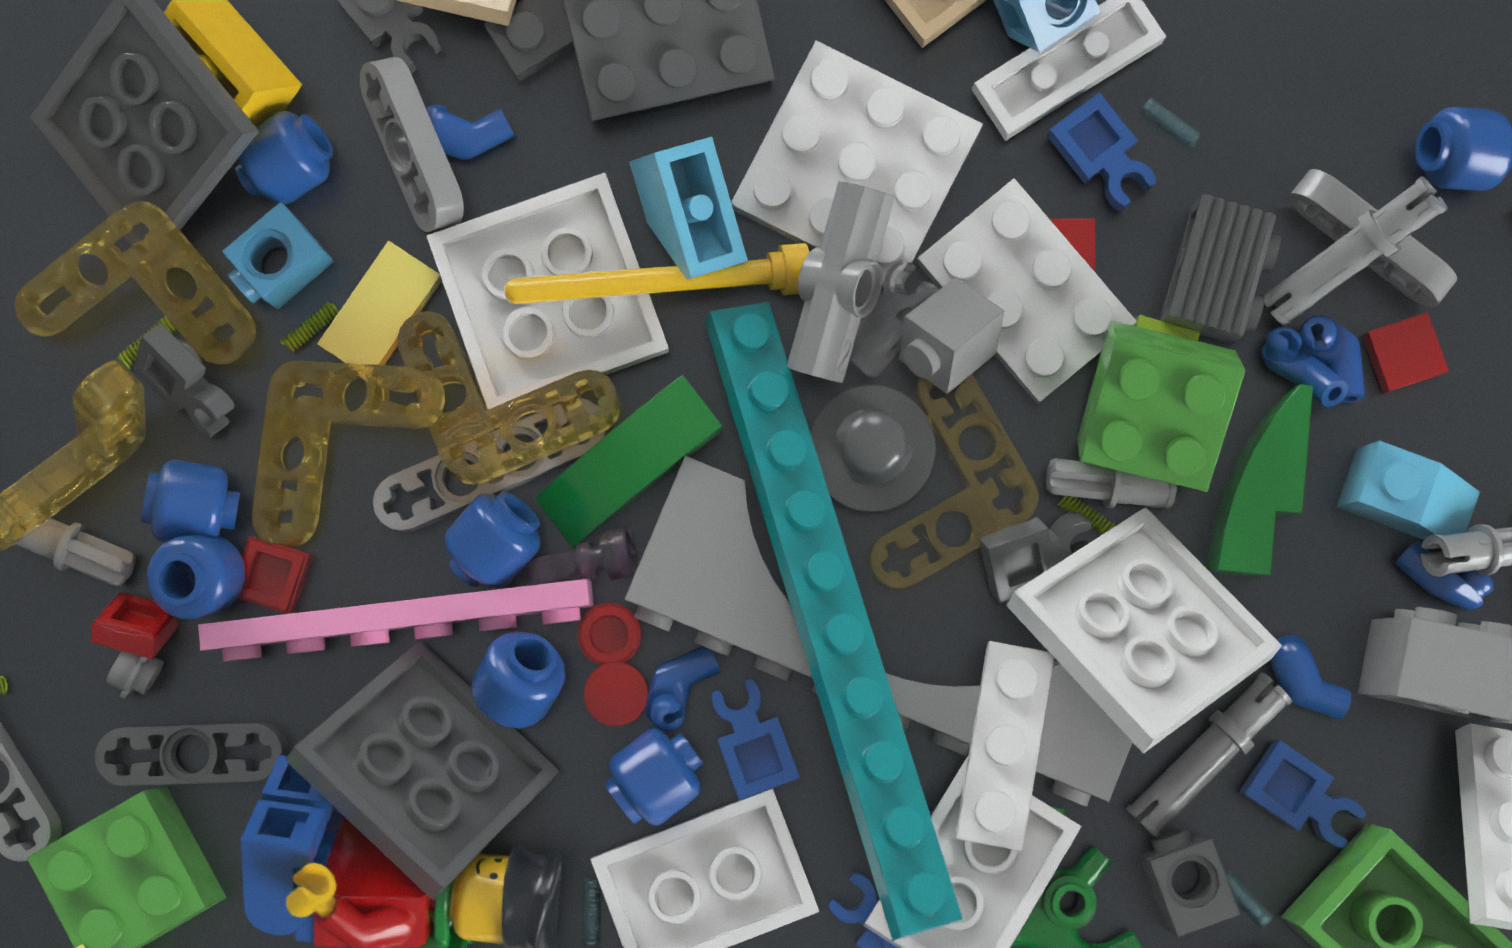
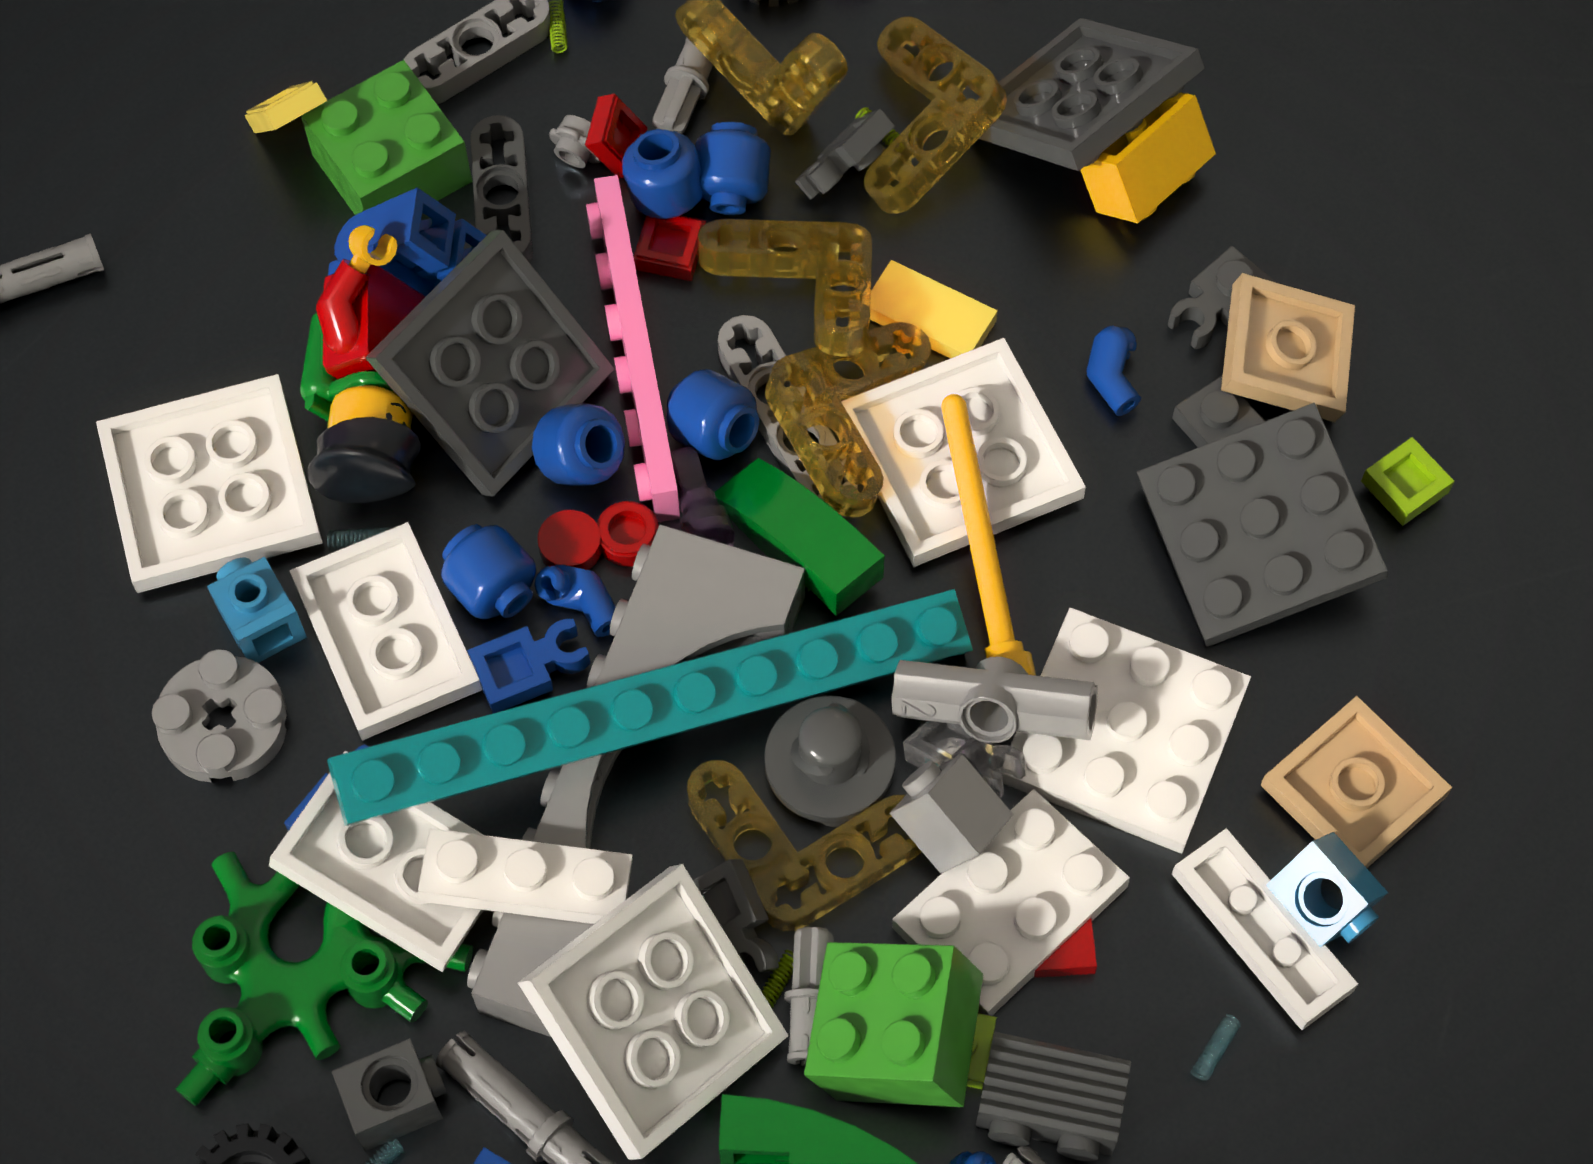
camera: 85 degrees right, 20 degrees down
(285, 158) = (1066, 216): blue head -> none
(304, 260) = (975, 240): dark azure brick -> none
(309, 325) = (914, 261): lime leg -> none
(411, 144) = (1093, 320): light grey beam -> none
(690, 207) = (1055, 560): medium azure slope -> none
(1097, 143) = (1176, 962): blue plate -> none

